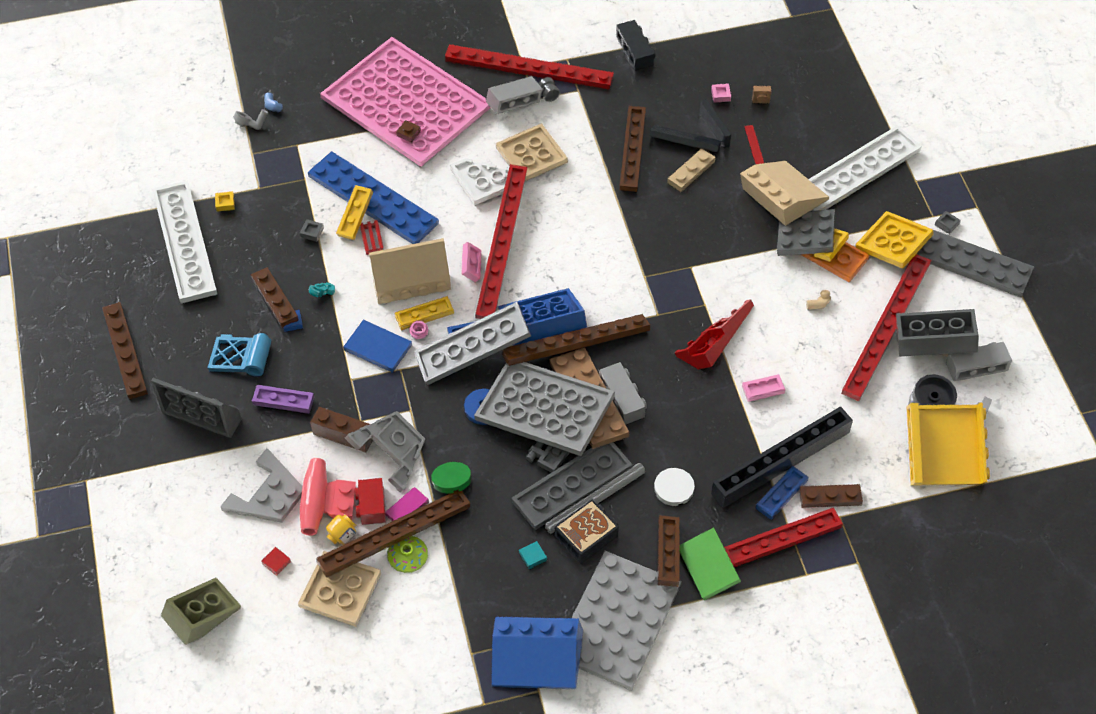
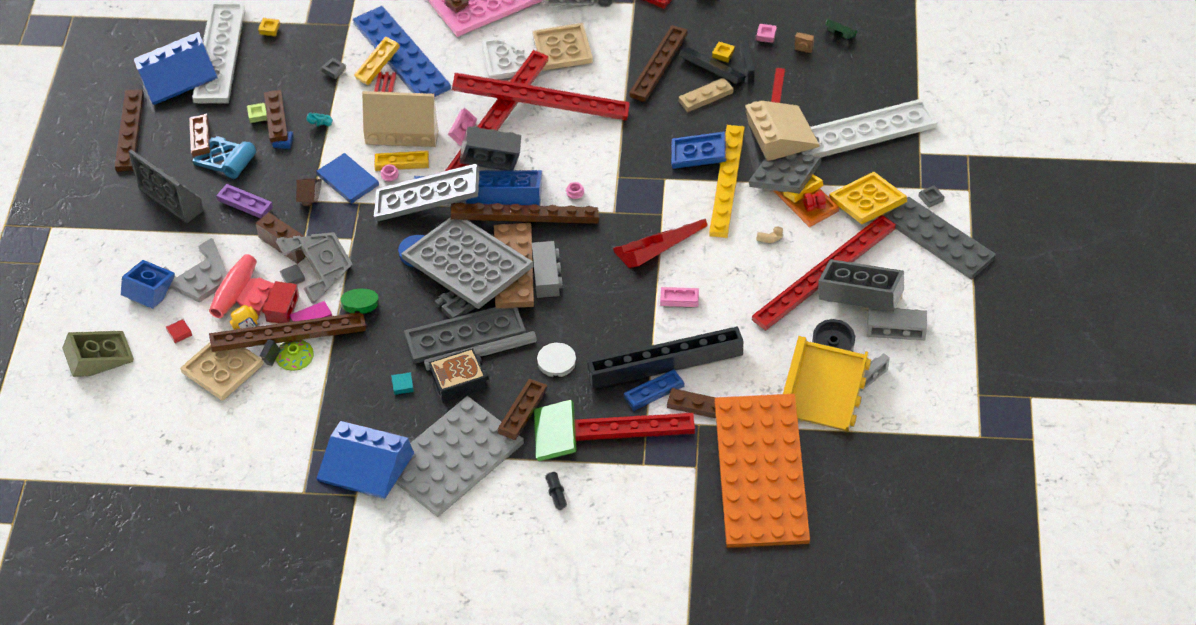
camera: 20 degrees right, 5 degrees down
(149, 271) = (175, 68): none -> blue slope
(203, 338) = (199, 135): none -> tile
(221, 518) = (146, 283): none -> blue slope
(253, 298) = (257, 112): none -> yellowish green plate
(345, 370) = (308, 191): none -> reddish brown slope
(368, 467) = (292, 275): none -> dark grey tile
(384, 560) = (270, 352): none -> black tile
(516, 280) = (490, 148): none -> dark grey brick
(537, 211) = (540, 96): none -> red plate
(614, 298) = (575, 190): none -> bright pink plate
(689, 121) = (723, 52): none -> yellow plate
(712, 229) = (698, 150): none -> blue tile
(737, 628) = (556, 490): none -> black axle
(752, 255) = (727, 183): none -> yellow plate
(794, 73) = (835, 26): none -> dark green plate
(849, 255) = (814, 201): none -> red wheel
(927, 551) = (761, 471): none -> orange plate

